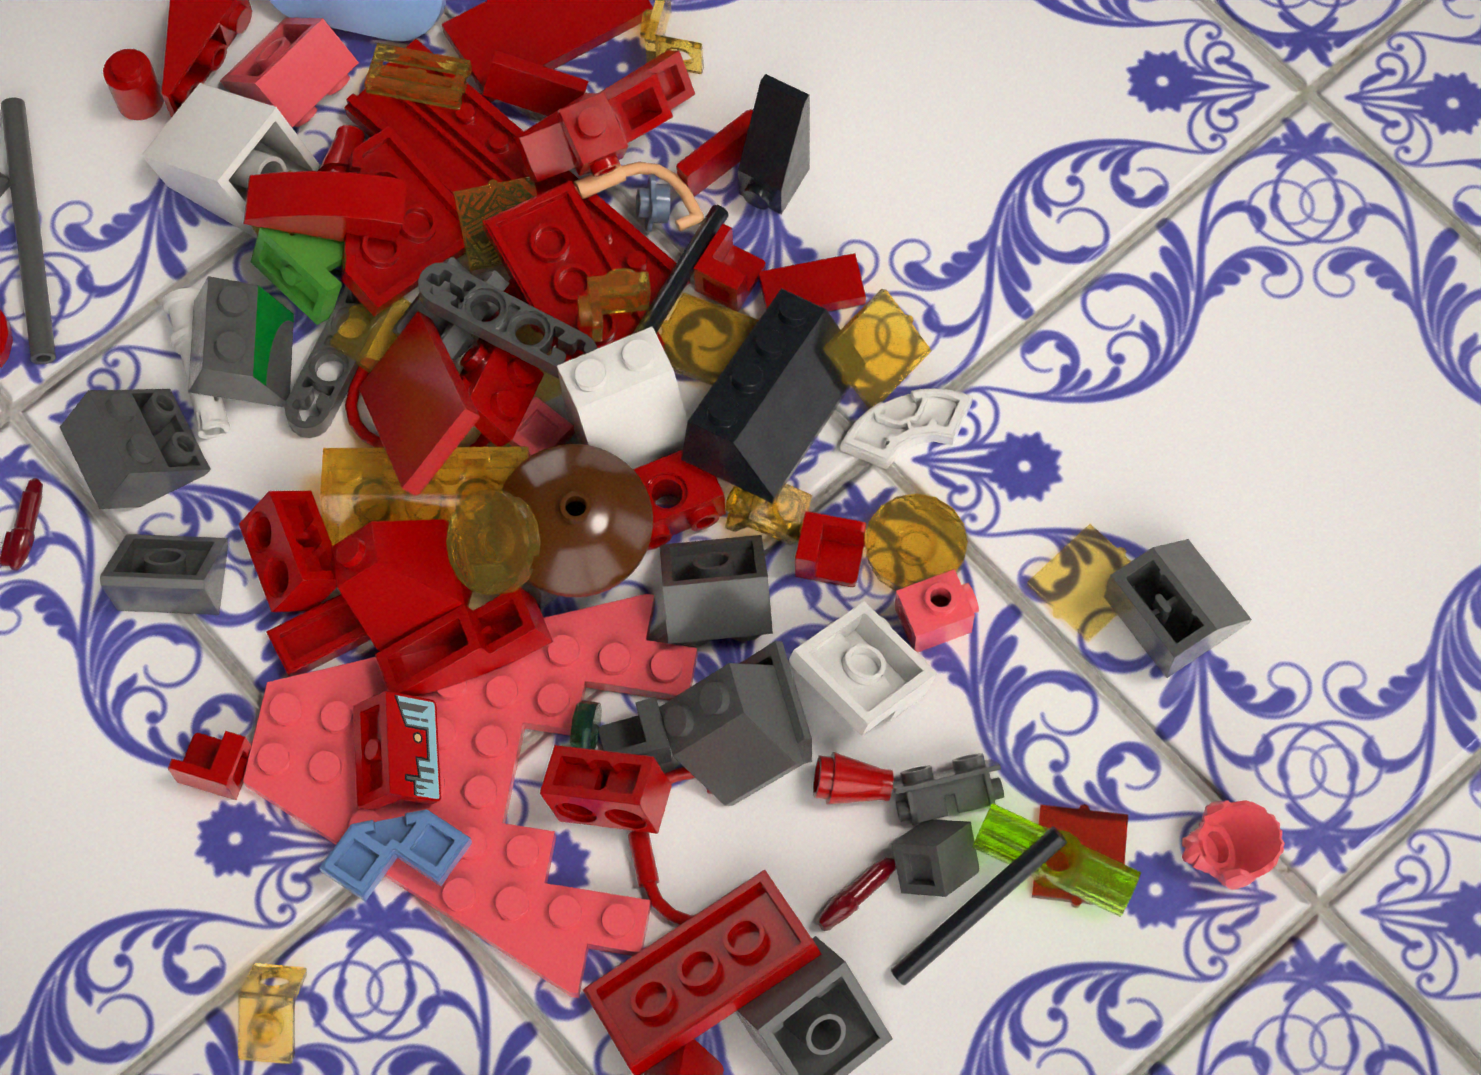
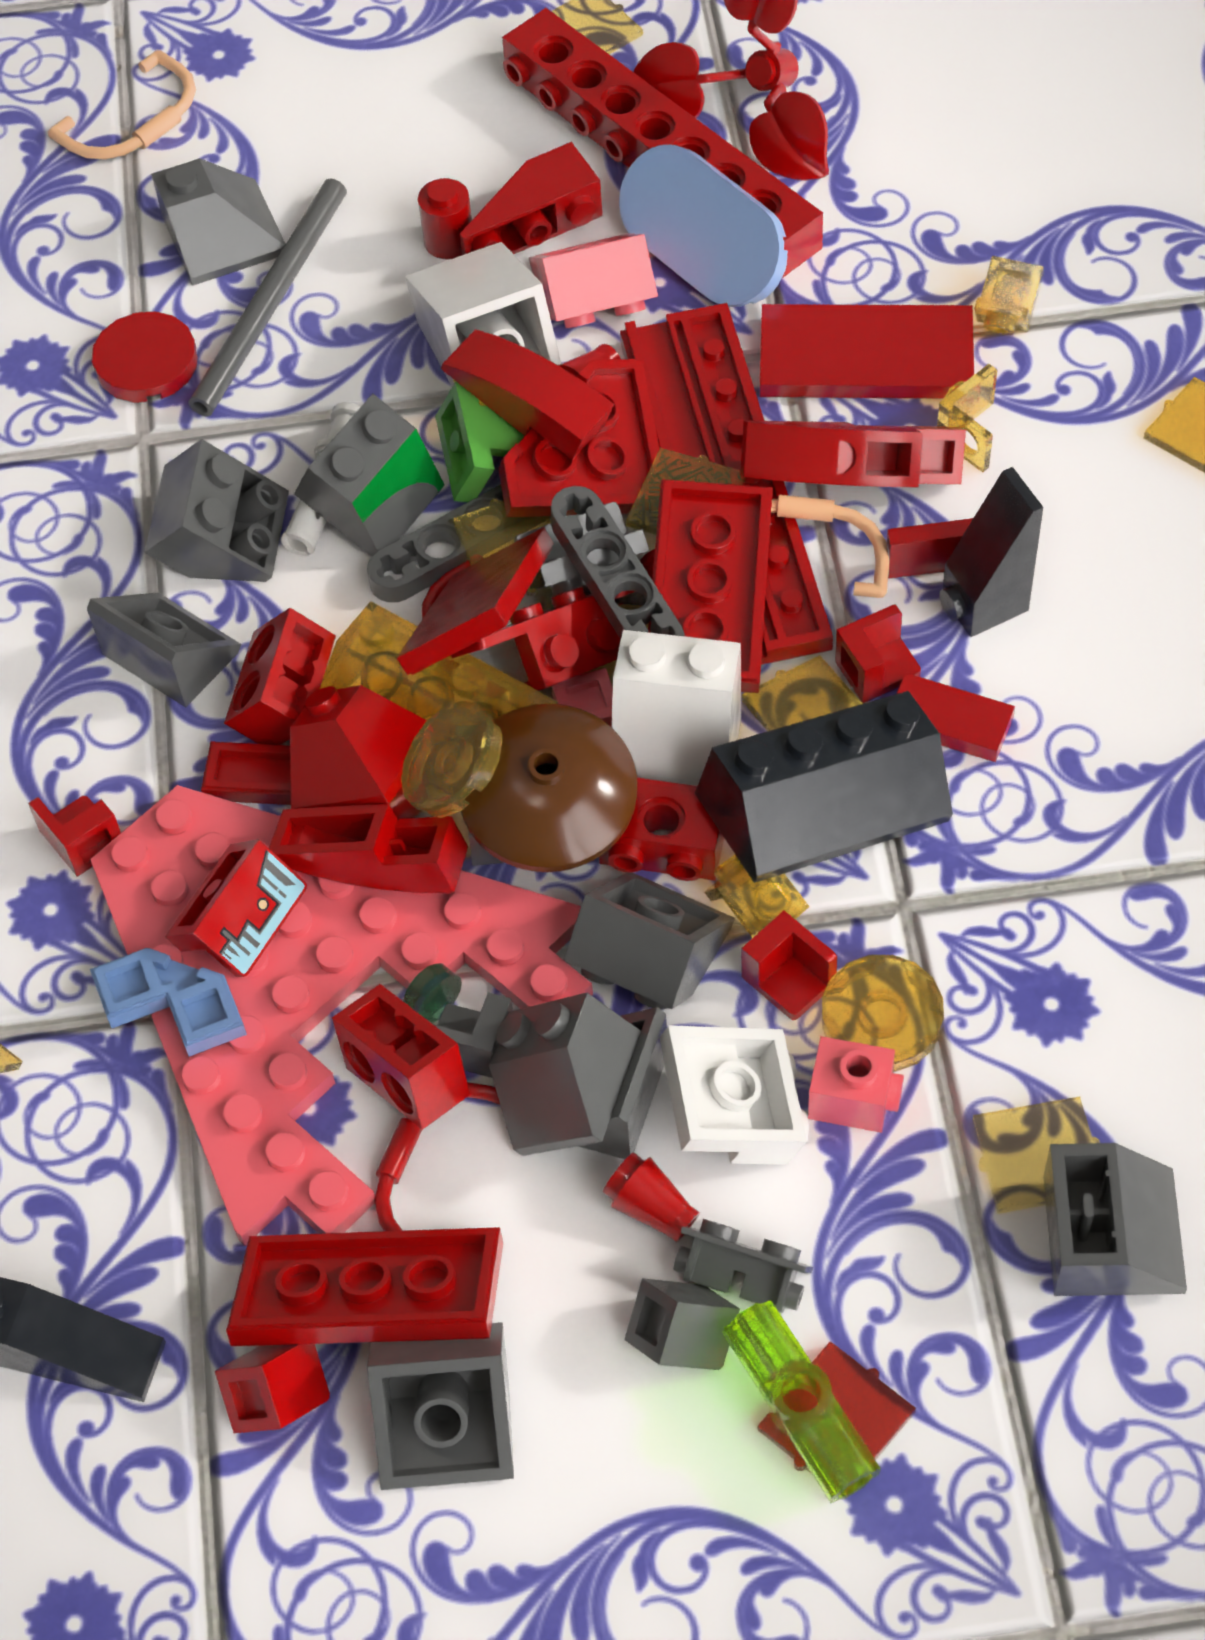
camera: 35 degrees right, 10 degrees down
(21, 538) = (66, 547): dark red piece -> none
(415, 83) = (695, 338): clear yellow tile -> none
(531, 84) = (800, 388): red tile -> none
(593, 135) = (818, 455): red bracket -> none
(612, 293) = (731, 603): clear yellow bracket -> none
(653, 203) = (846, 557): sand blue plate -> none
(682, 270) = (817, 630): black bar -> none
(848, 900) = (566, 1313): dark red piece -> none
(877, 349) = (971, 804): clear yellow piece -> none
(905, 422) = (956, 893): white tile -> none
(978, 906) = (686, 1393): black bar -> none
(1234, 843) = (1003, 1501): coral hair -> none

